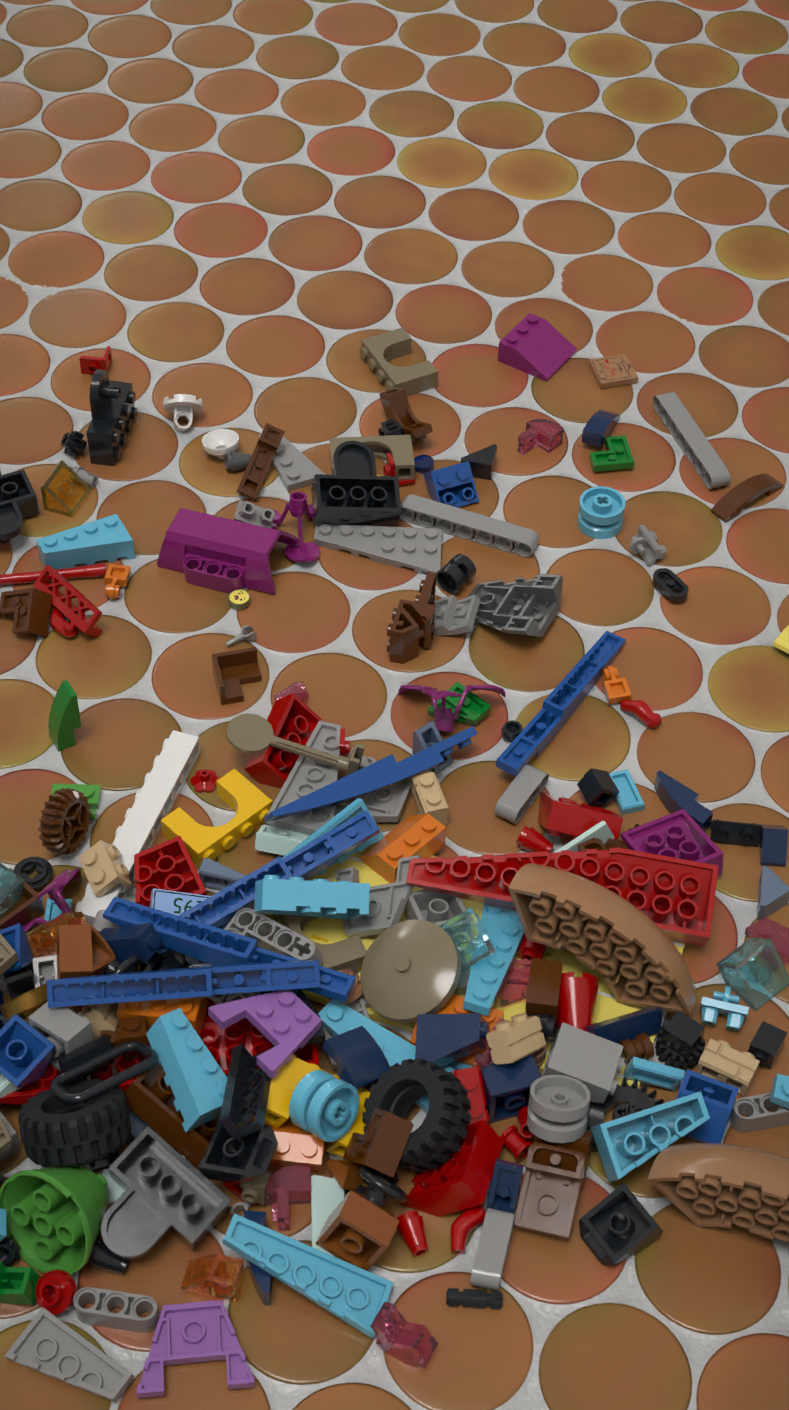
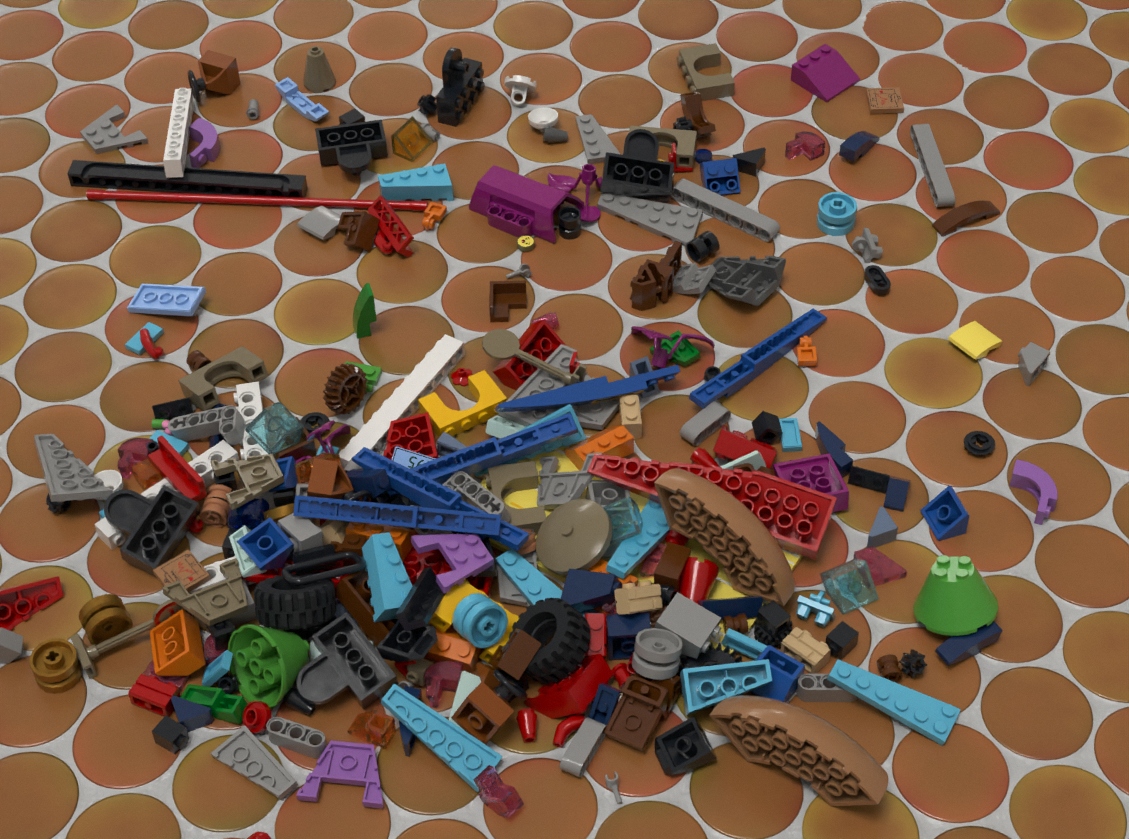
camera: 15 degrees right, 0 degrees up
(90, 364) = (463, 44): red bracket -> none
(104, 868) = (365, 427): tan bracket -> none
(253, 514) = (552, 178): light grey hips -> none
(260, 461) = (570, 137): reddish brown slope -> none
(288, 566) = (569, 222): none -> black wheel
(311, 898) = (511, 471): medium azure wedge -> none
(357, 1056) = (515, 591): dark blue slope -> none
(474, 1298) = (560, 779): black axle -> none
(542, 1293) = (613, 784): none -> light grey hand
(615, 458) = (866, 170): green plate -> none
(642, 711) = (822, 375): red arm -> none

